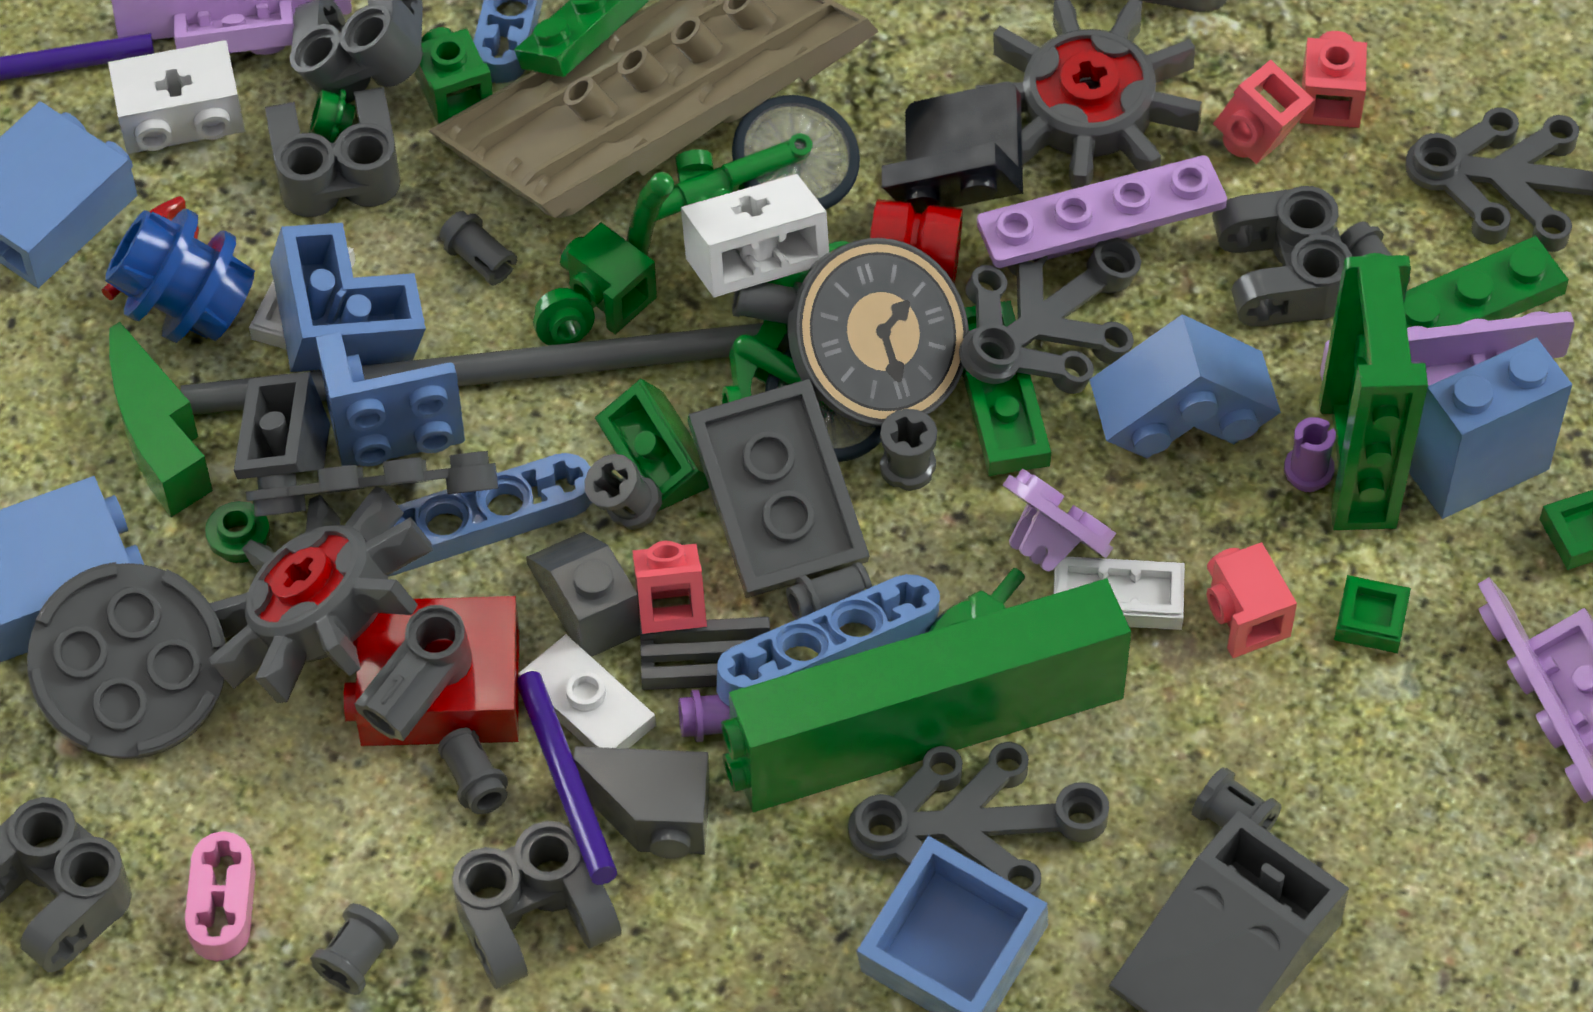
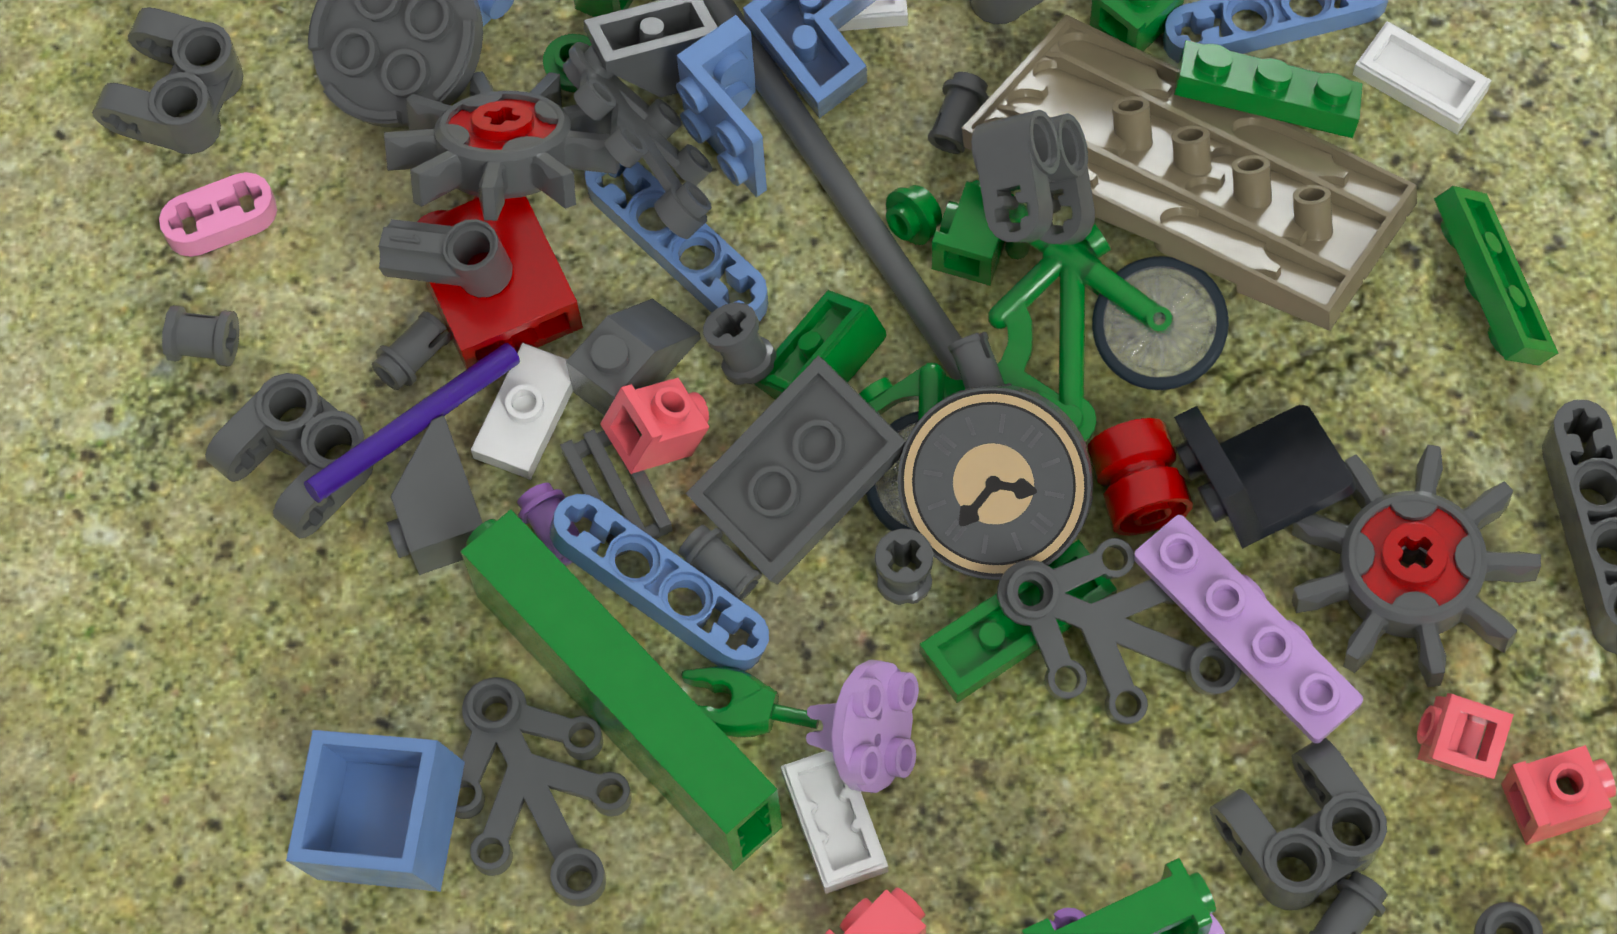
camera: 70 degrees right, 10 degrees up
(634, 139) = (1041, 160): none -> dark grey piece
(754, 235) = (1020, 320): white brick -> none
(1180, 382) = (1080, 788): medium blue brick -> none

